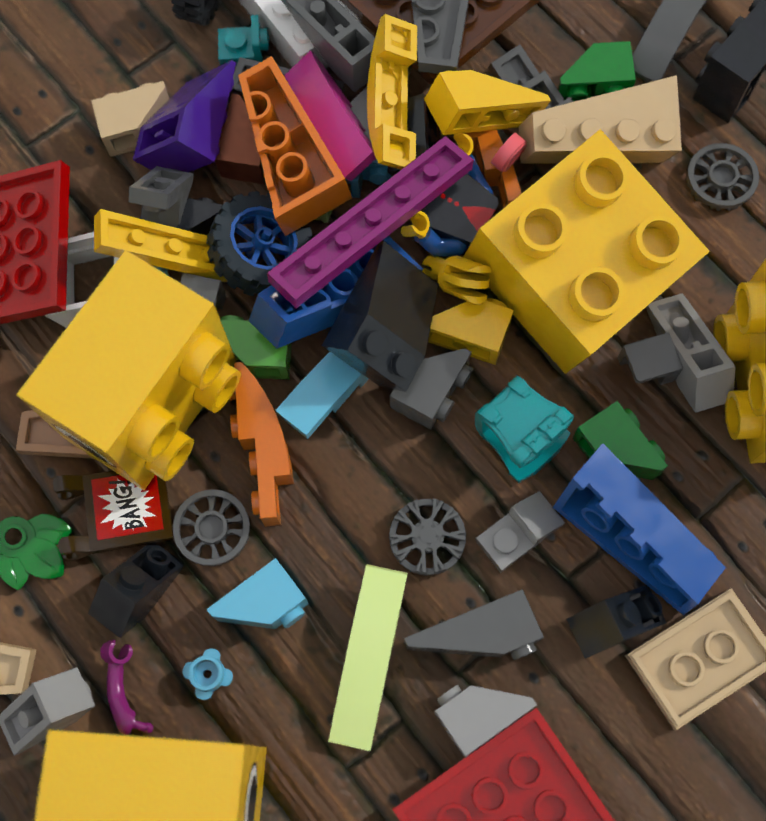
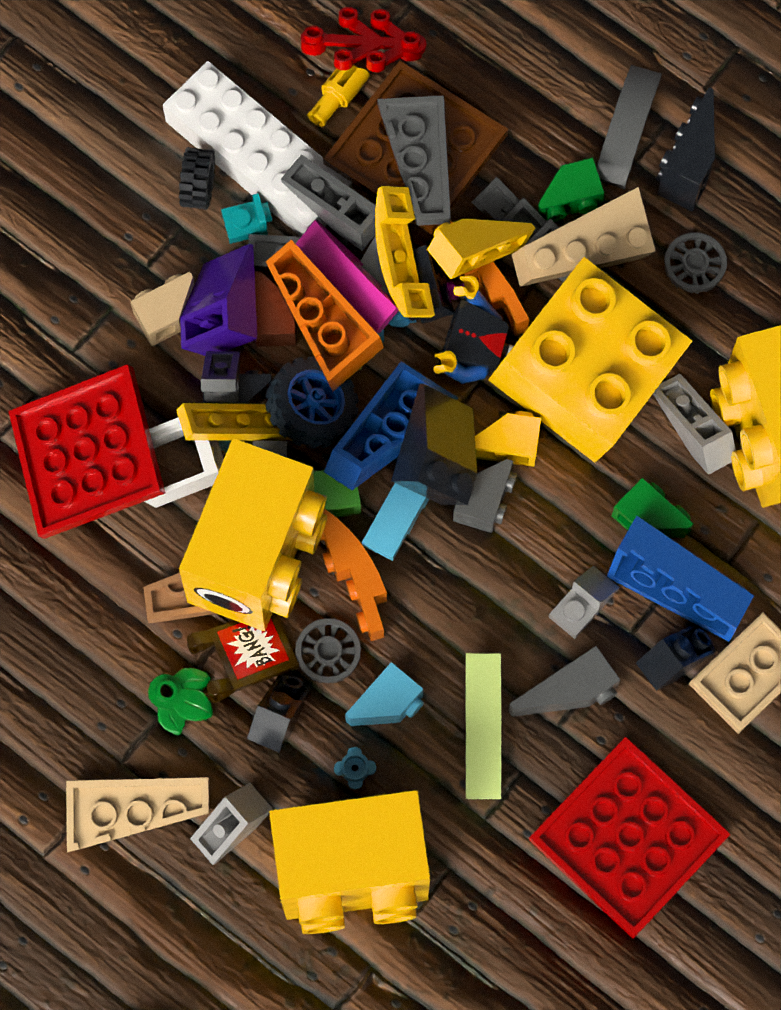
camera: 15 degrees left, 0 degrees up
(120, 709) = (276, 773): magenta piece -> none
(369, 222) = (410, 368): magenta plate -> none
(427, 536) = (508, 621): dark grey wheel -> none
(458, 275) = (489, 398): yellow arm -> none
(479, 714) = (581, 751): light grey slope -> none
(509, 152) = (509, 283): coral tile -> none
(523, 428) = (569, 516): teal piece -> none
(652, 359) = (664, 437): dark grey panel -> none

